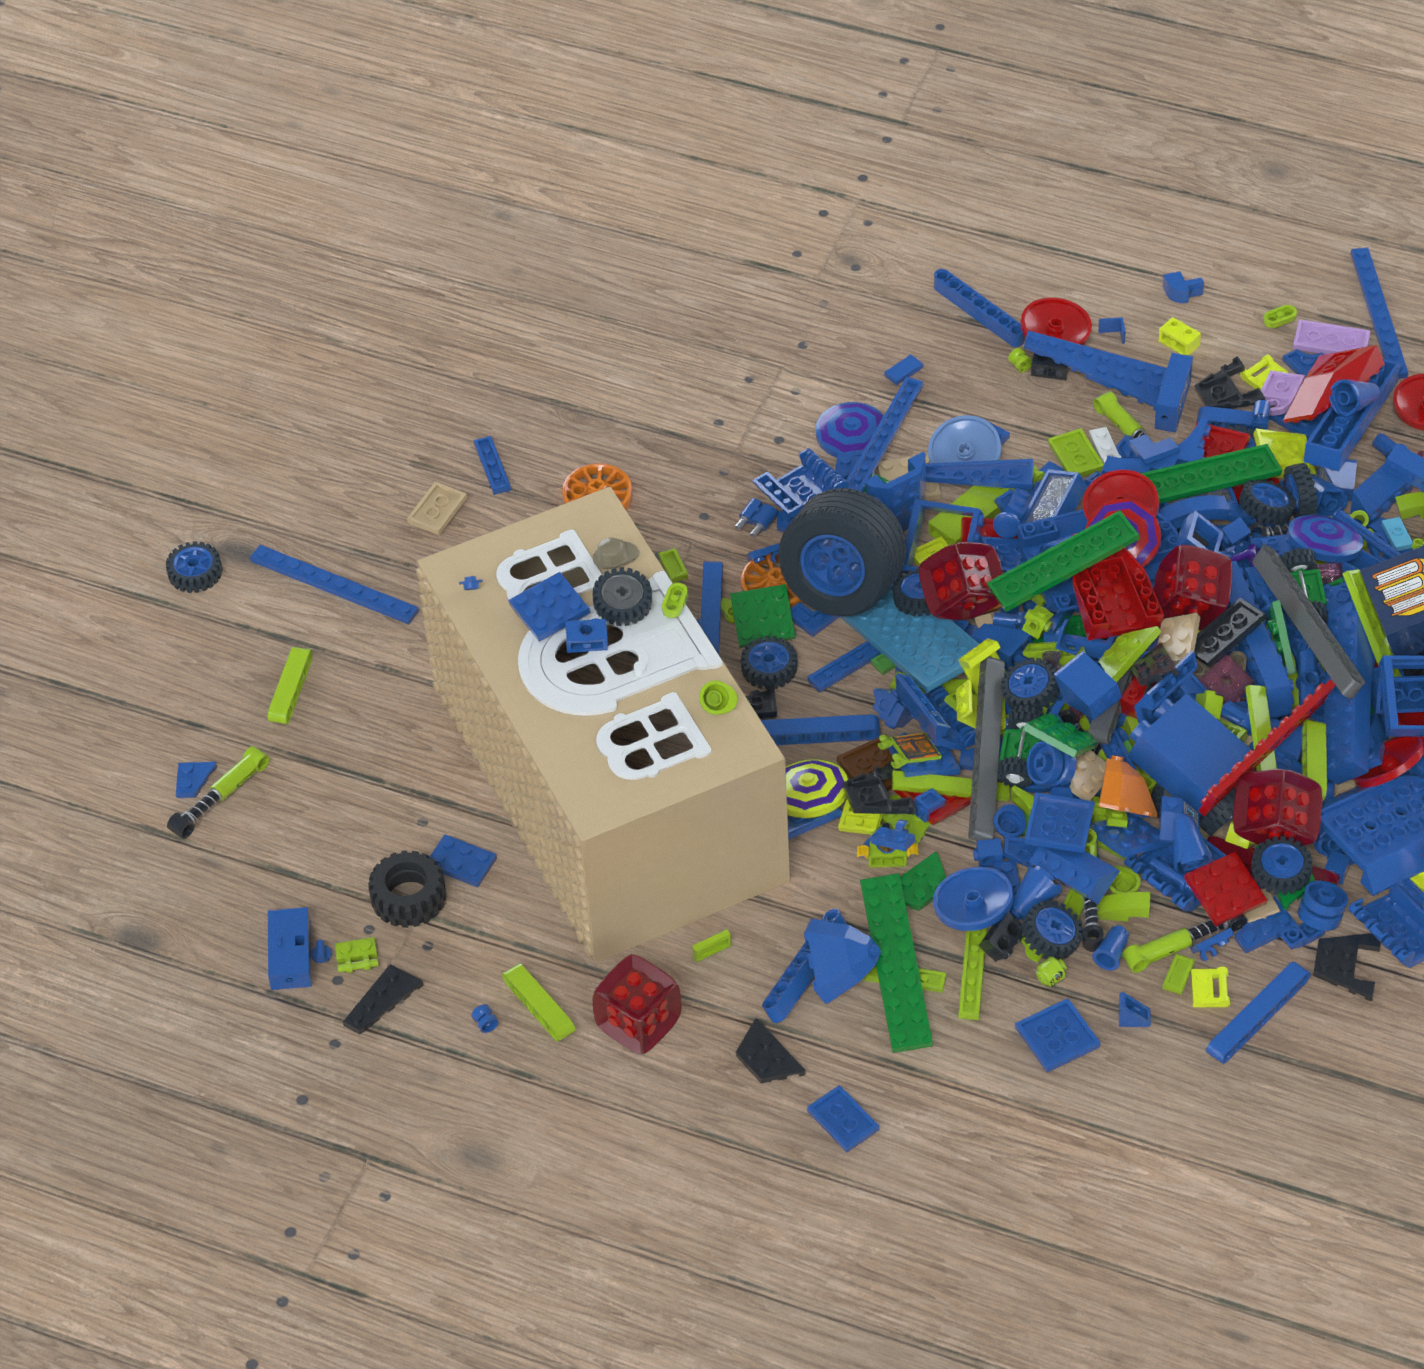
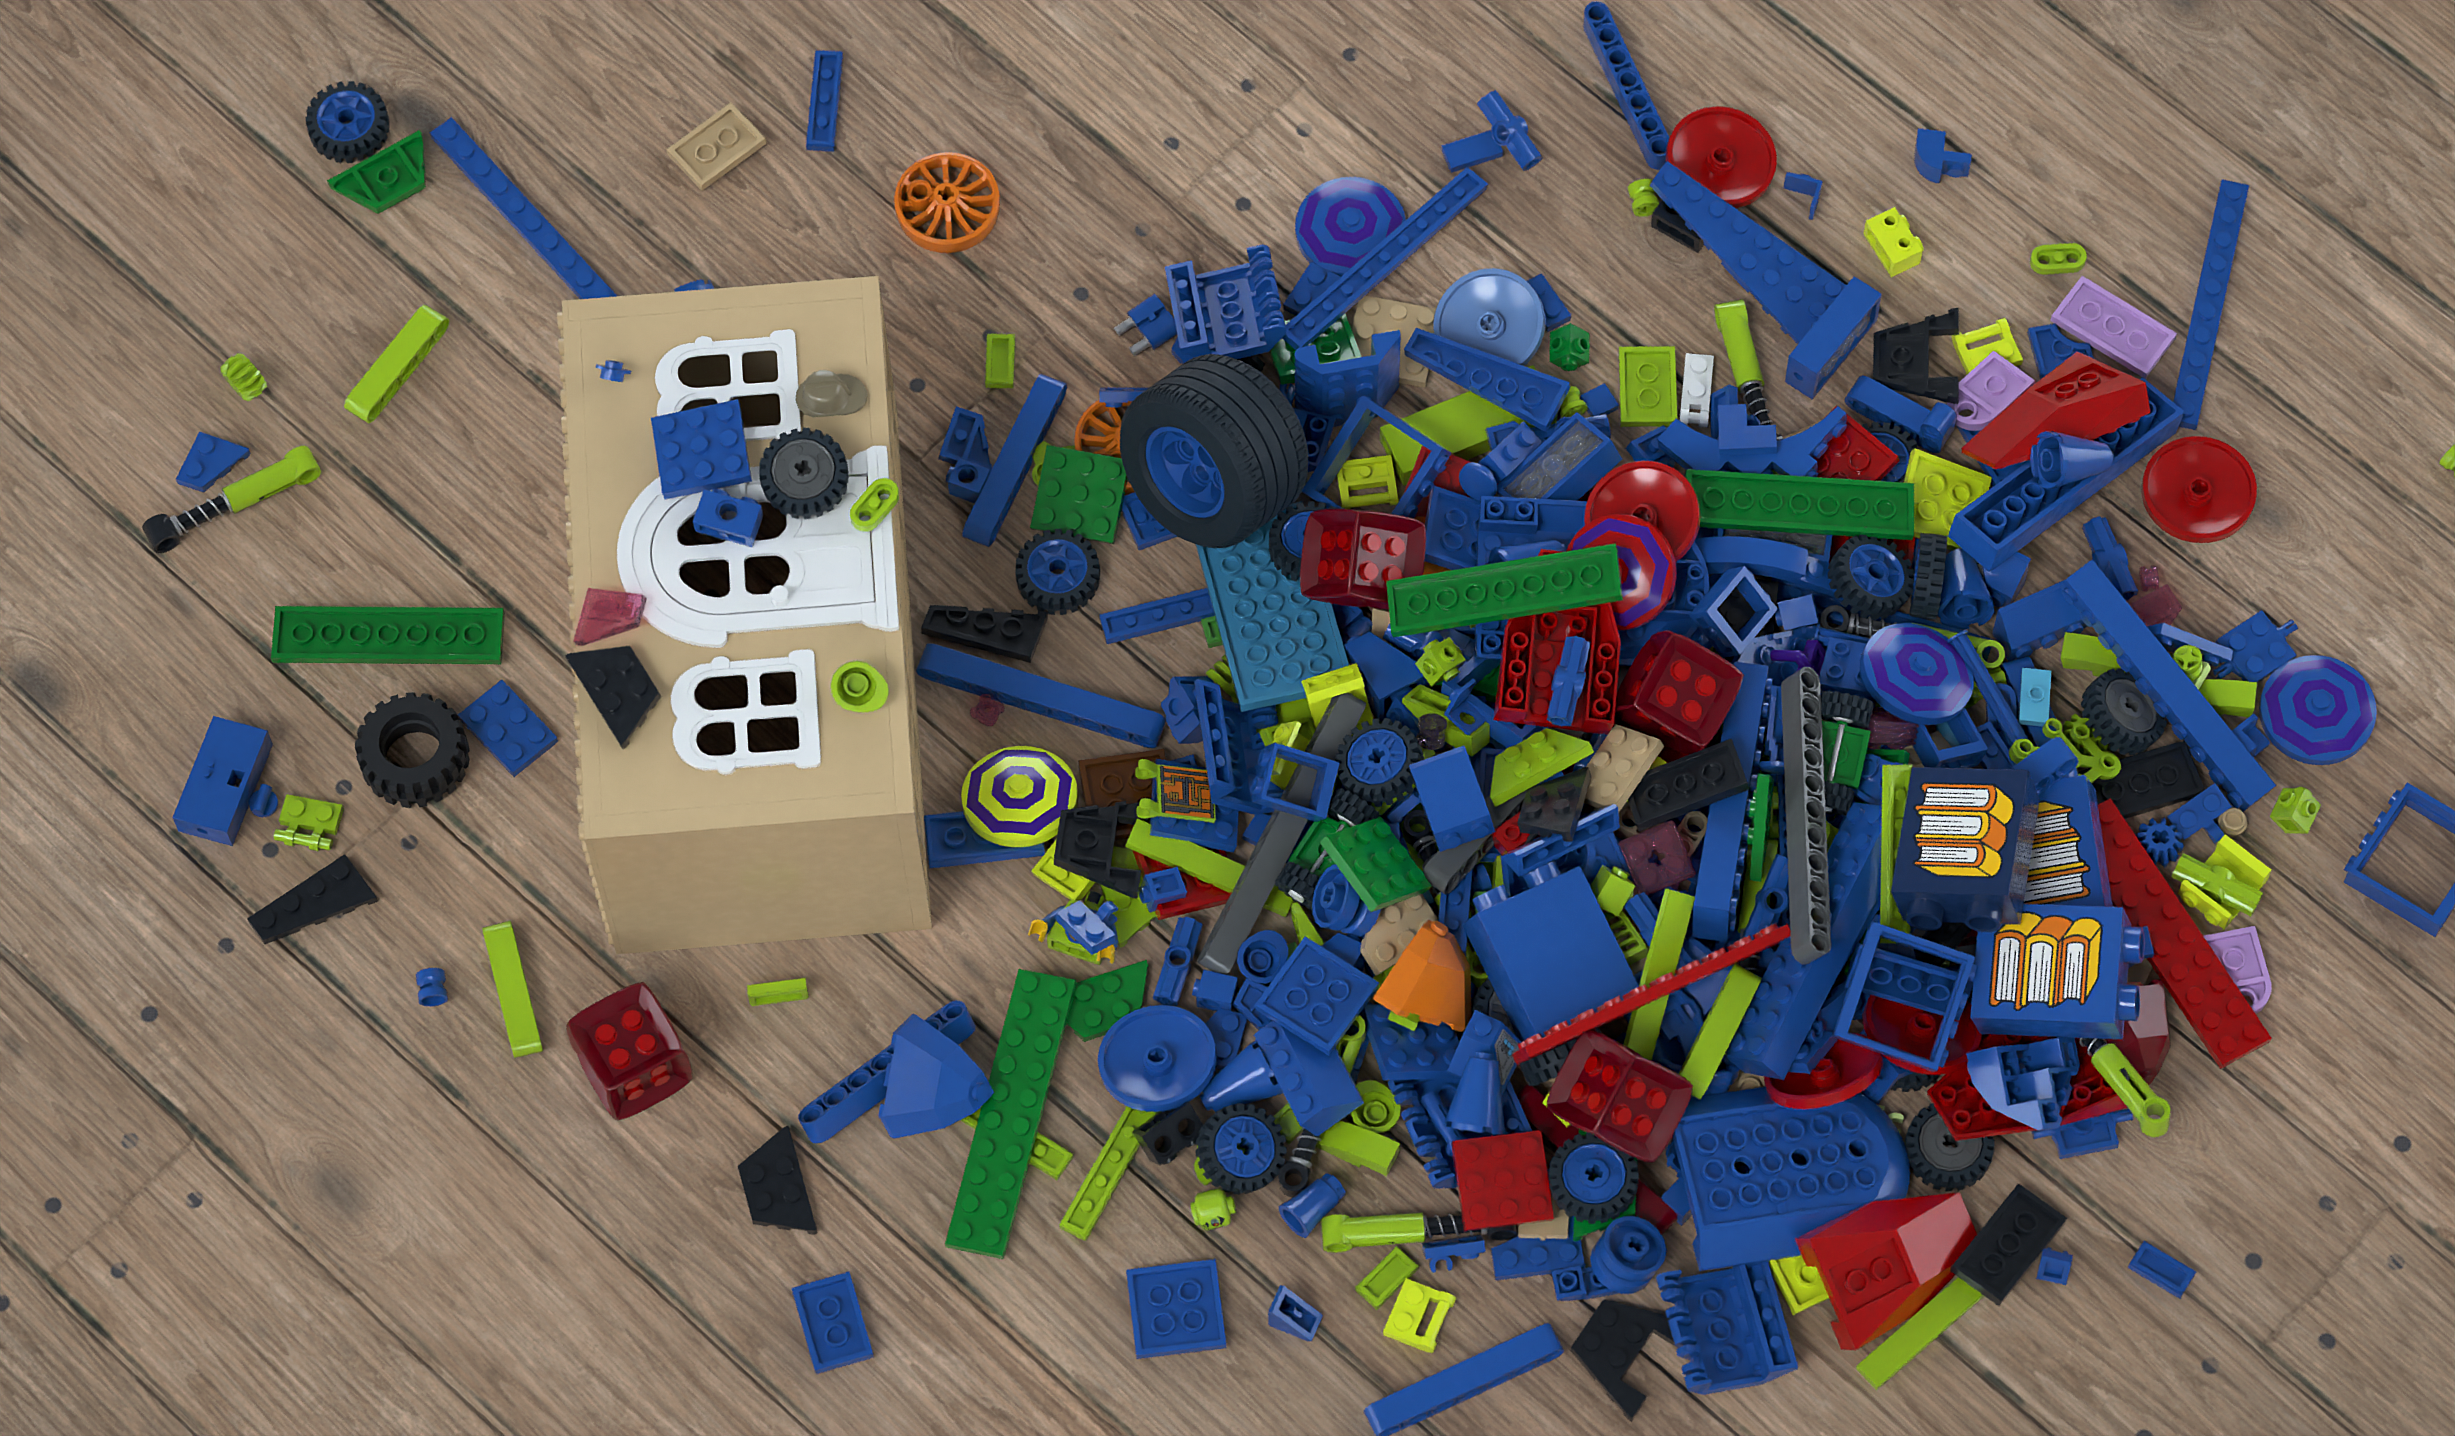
camera: 20 degrees right, 15 degrees up
(194, 721) = (243, 377): none -> lime gear
(232, 588) = (385, 176): none -> green wing
(357, 834) = (387, 635): none -> green plate
(535, 712) = (608, 614): none -> clear pink wing
(560, 750) = (617, 687): none -> black wing
(913, 345) = (1509, 130): none -> blue piece
(955, 844) = (1174, 976): none -> blue piece
(1002, 709) = (1322, 789): none -> blue window
(1018, 446) = (1569, 347): none -> green brick
(1125, 600) = (1568, 681): none -> blue piece

